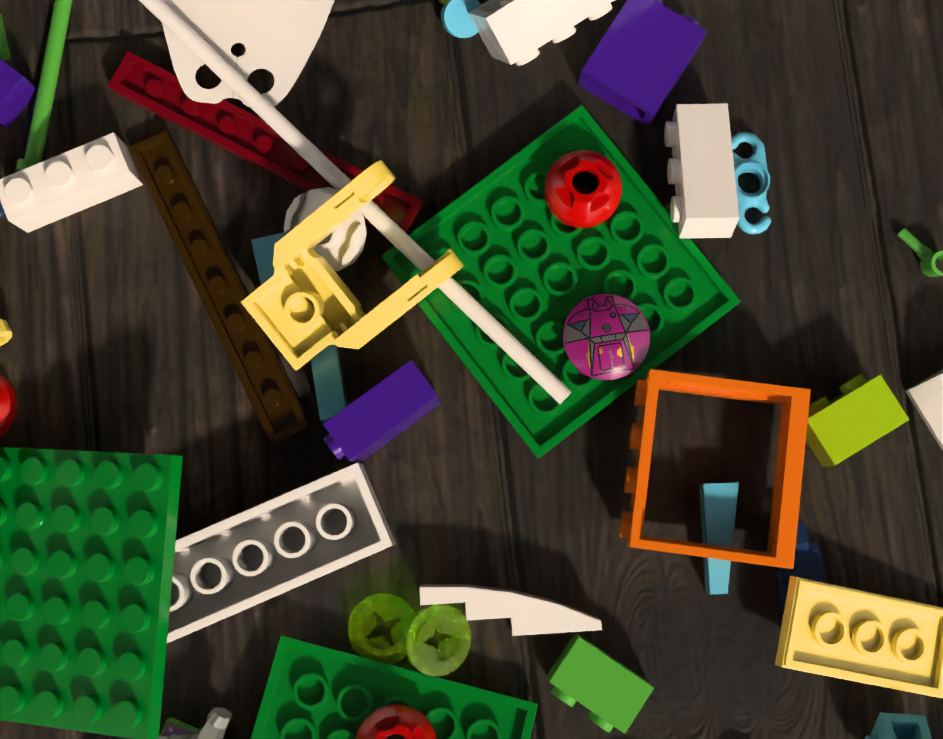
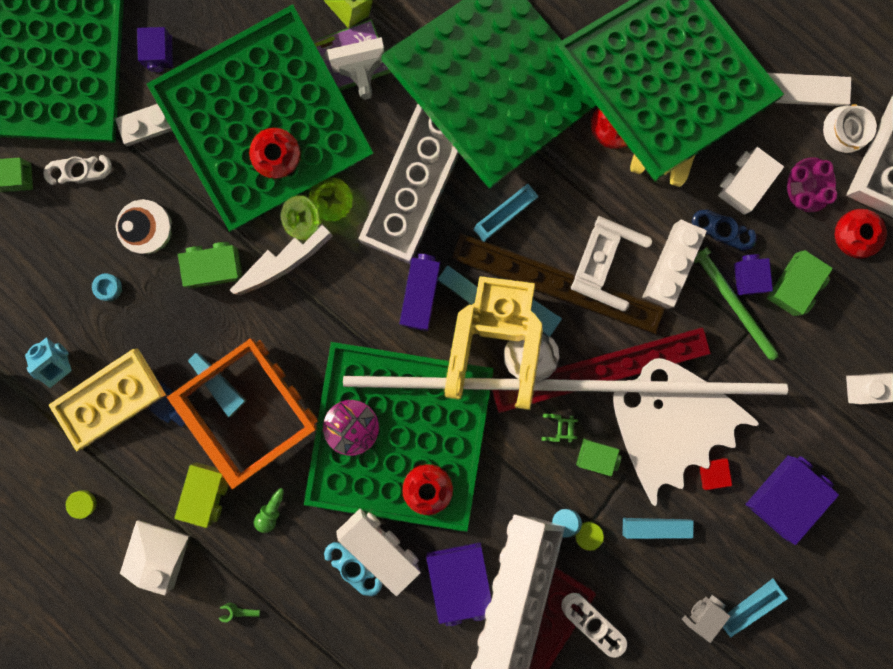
camera: 135 degrees right, 5 degrees up
(145, 268) = (599, 257): none -> white plate
(199, 420) = (505, 212): none -> medium azure piece
(360, 53) = (598, 457): none -> bright green brick
(383, 117) = (571, 420): none -> bright green piece
(799, 327) = (266, 519): none -> bright green bar

